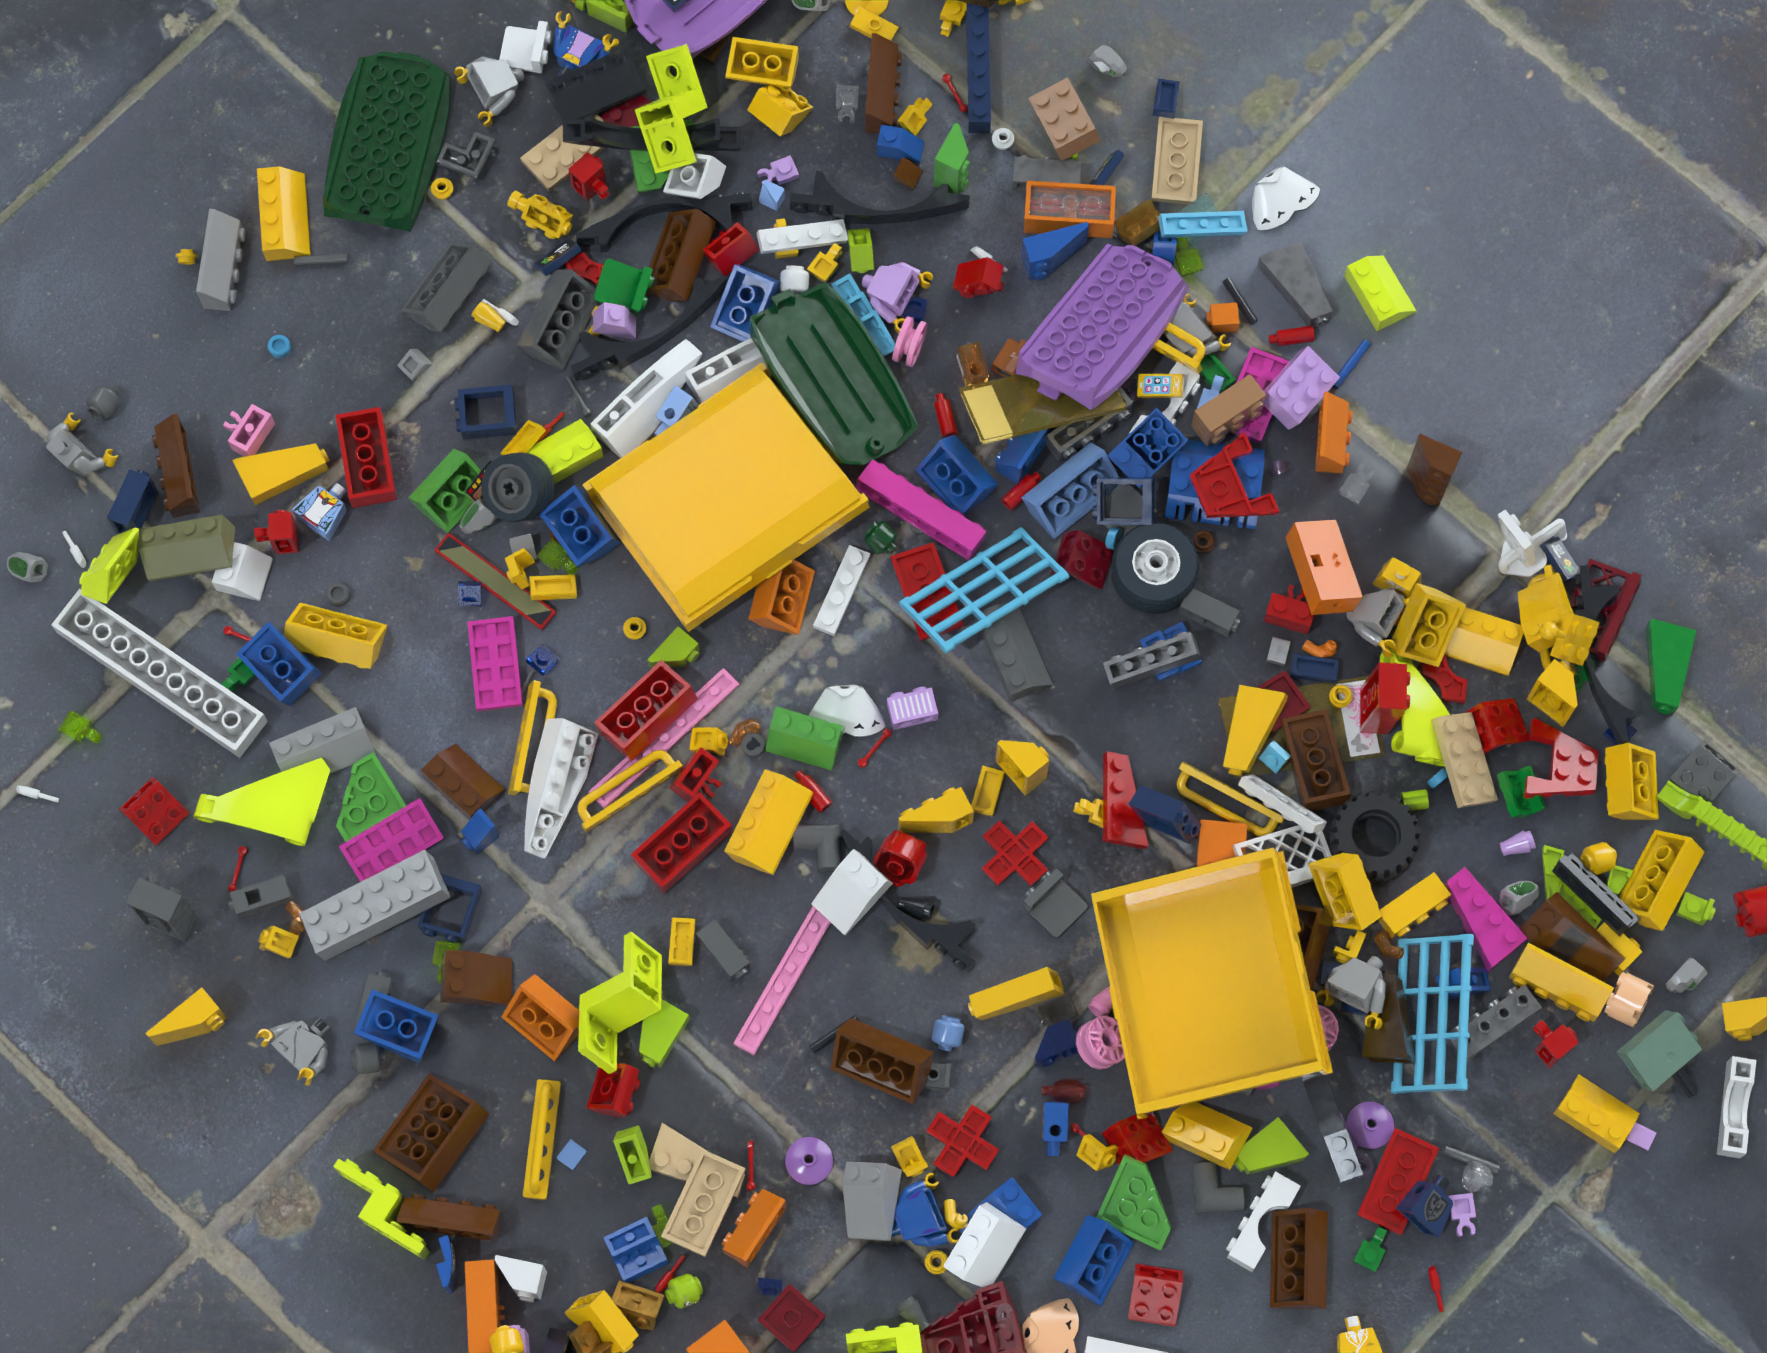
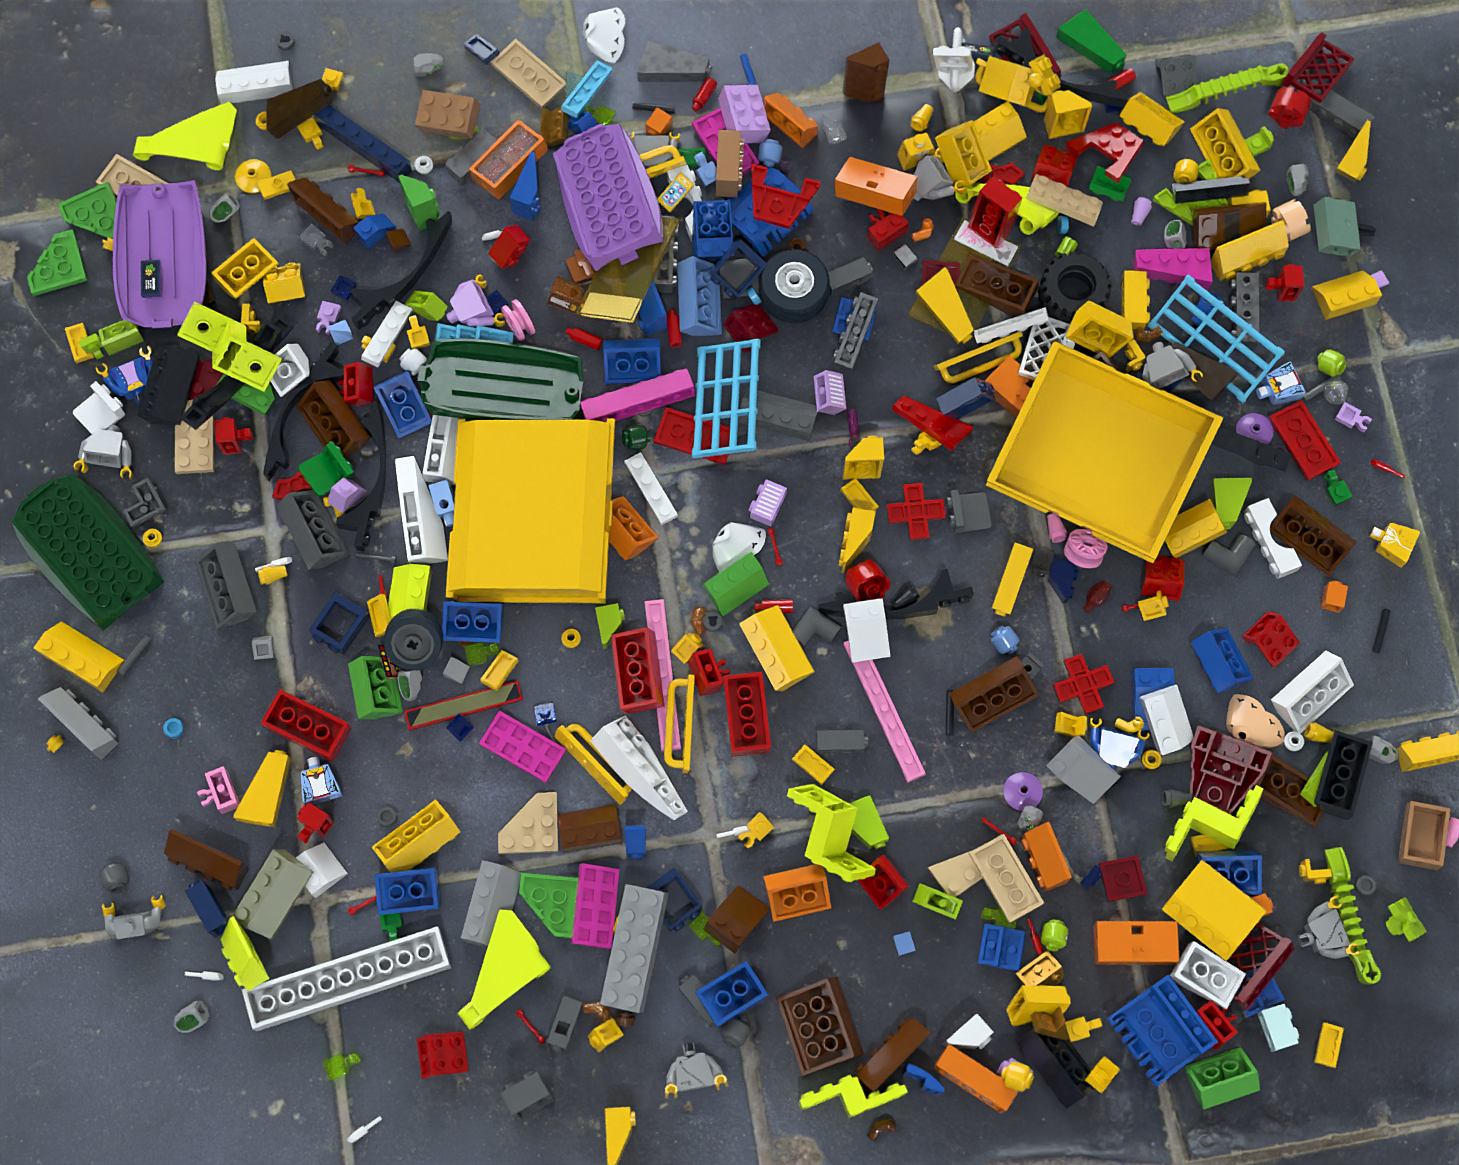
camera: 55 degrees left, 0 degrees up
(305, 949) = (625, 1019): none -> reddish brown plate
(376, 1257) = (881, 1126): none -> reddish brown arm
(425, 730) = (532, 828): none -> tan plate
(516, 564) = (463, 680): yellow bracket -> none
(538, 1139) = (850, 925): yellow piece -> none
(542, 214) = (232, 488): yellow brick -> none
(557, 257) = (267, 498): dark blue tile -> none
(563, 919) = (736, 831): none -> white piece
(580, 935) = (758, 829): none -> yellow plate
(719, 103) = (248, 318): none -> yellow bracket
(783, 1185) = (1030, 818): none -> light grey rock
(818, 162) = (342, 287): none -> clear blue plate
(1054, 1115) = (1117, 617): blue torso -> none
(1056, 731) = (854, 423): none -> magenta piece
(1071, 682) = (829, 392): none -> lavender brick
(1107, 168) = (499, 117): dark blue tile -> none
(1135, 1205) = (1206, 607): bright green plate -> none
(1250, 1326) = (1334, 596): none -> orange brick
(1274, 757) = (976, 308): medium azure plate -> none
(1280, 443) = (770, 152): none -> medium blue head
(1314, 668) = (934, 243): dark blue tile -> none
(1340, 689) = (965, 236): yellow plate -> none
(1378, 291) = (716, 24): neon yellow slope -> none
(1427, 1206) = (1335, 433): dark blue torso -> none
(1438, 1116) = (1281, 385): none -> torso
(1441, 559) = (921, 118): none -> yellow cone
(1505, 1150) = (1331, 362): none -> lime head
(1650, 722) = (1124, 78): none -> red cylinder
(1736, 1094) = (1387, 199): white arch -> none

